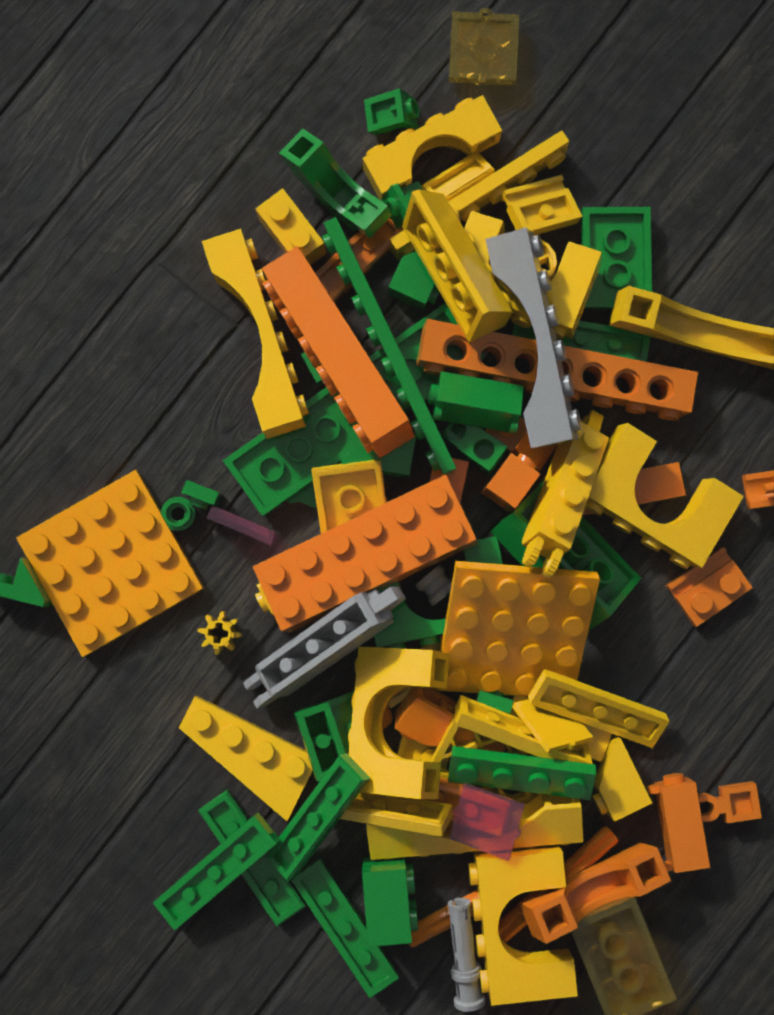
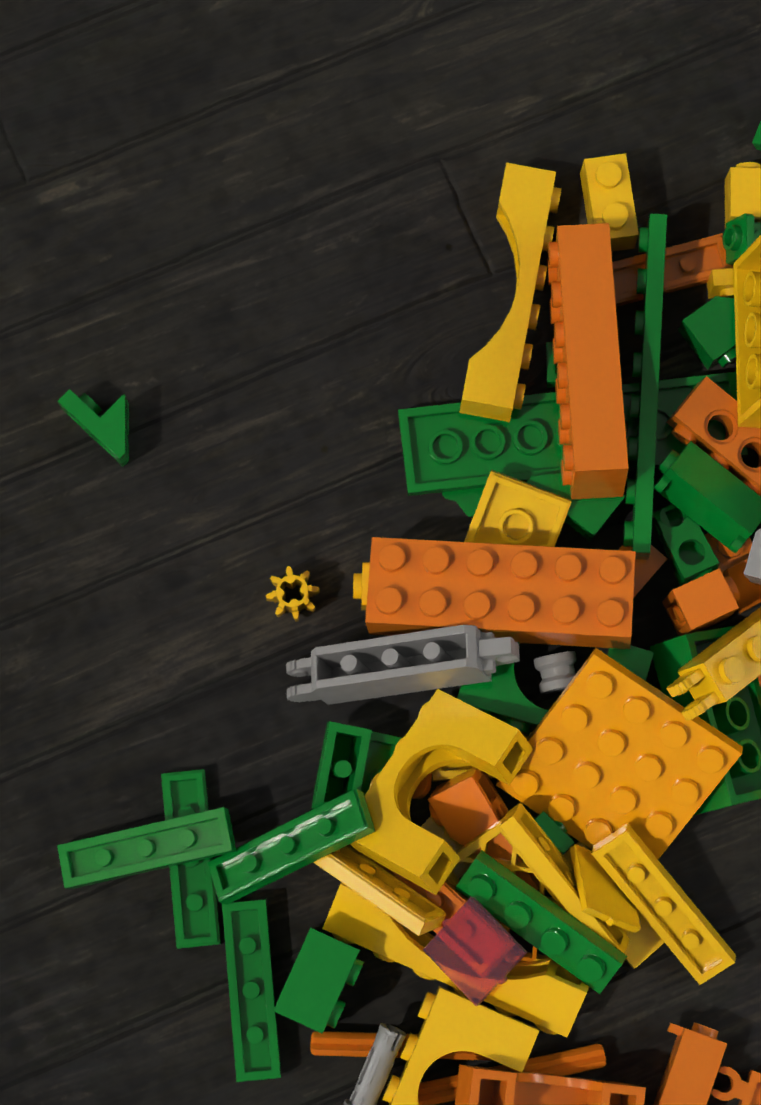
camera: 25 degrees right, 5 degrees down
(110, 563) = (213, 454): light orange plate -> none
(168, 509) = (322, 429): green plate -> none
(201, 496) = (354, 434): green plate -> none
(242, 525) = (381, 492): clear pink tile -> none
(255, 756) = (255, 751): yellow wing -> none
(332, 186) = (680, 180): green arch -> none
(618, 783) = (641, 1000): yellow slope -> none

